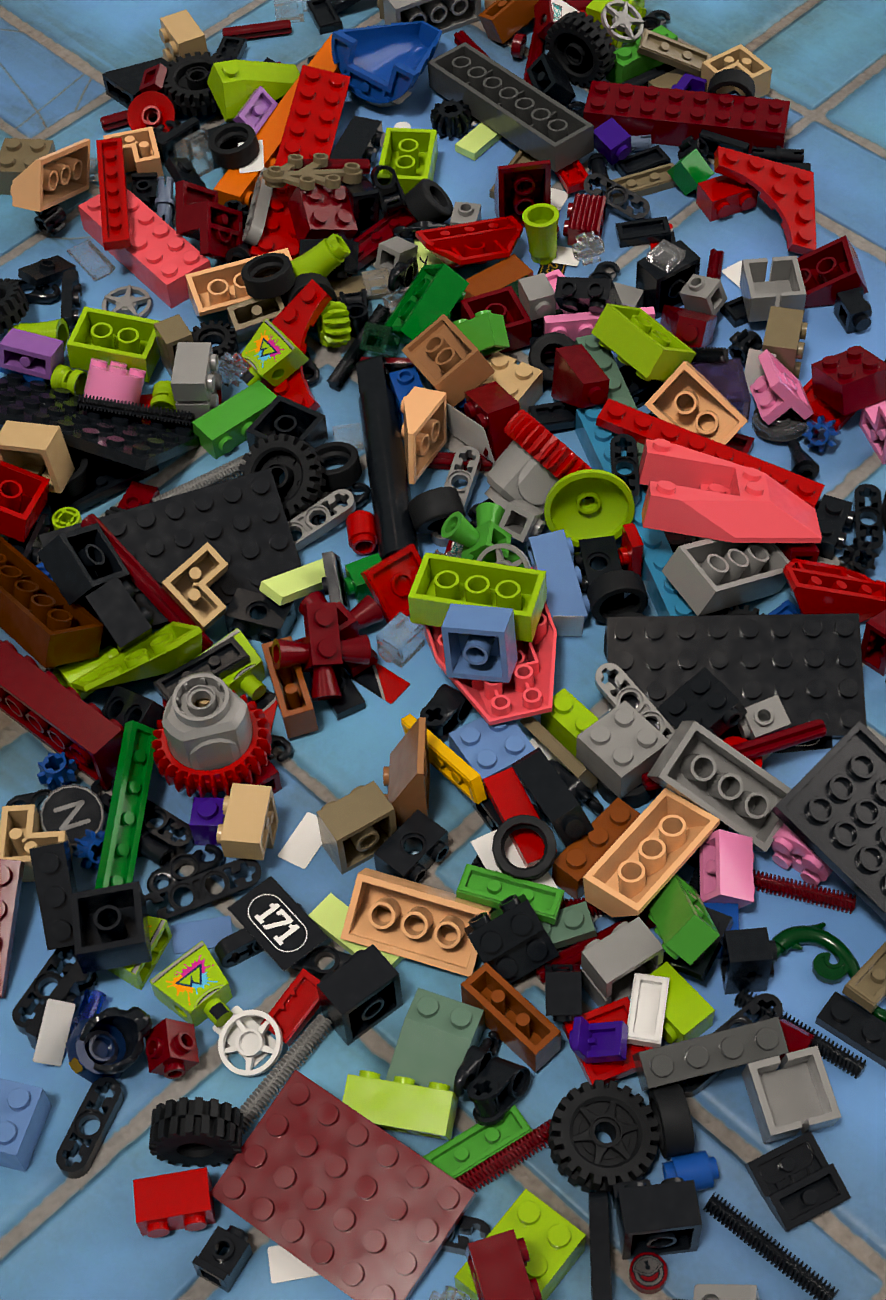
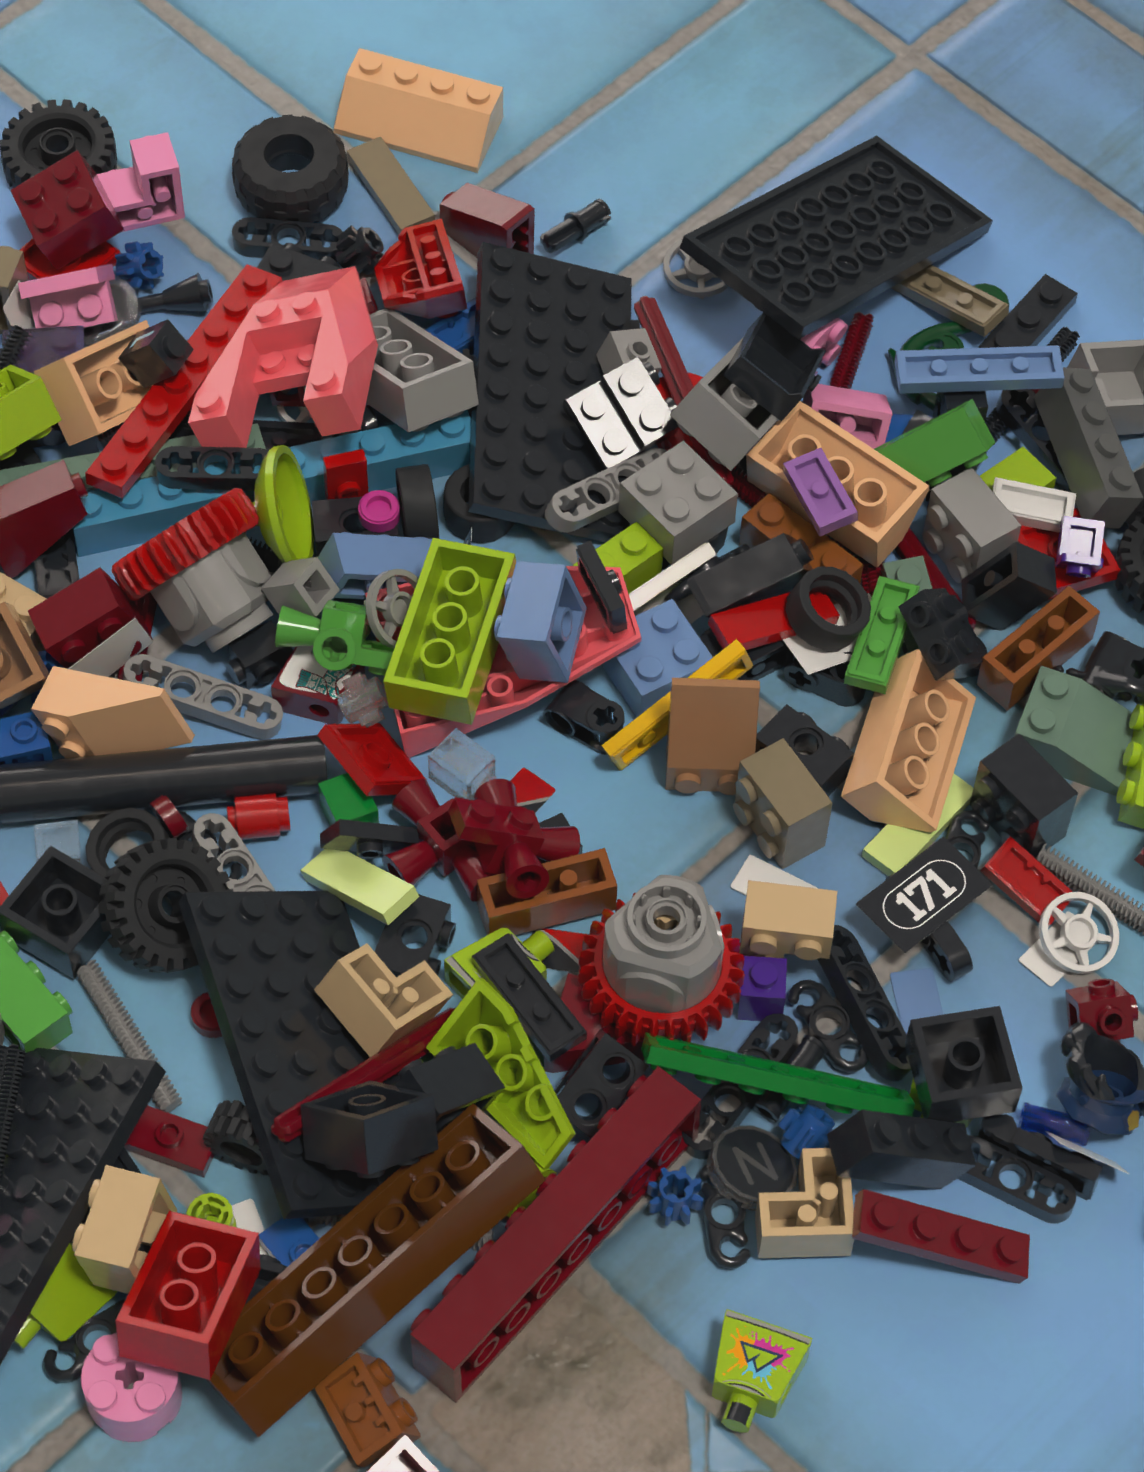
camera: 95 degrees left, 5 degrees up
(194, 988) = (1015, 985): lime torso -> none
(354, 478) = (169, 816): none -> dark red tile
(433, 507) = (255, 702): black tyre -> none
(519, 684) = (603, 587): none -> black plate
(601, 566) = (379, 511): none -> dark pink tile
(622, 829) = (820, 491): none -> medium lavender plate
(713, 424) = (156, 353): none -> black brick
(743, 796) = (774, 366): none -> black container
(760, 950) = (979, 369): none -> medium blue plate

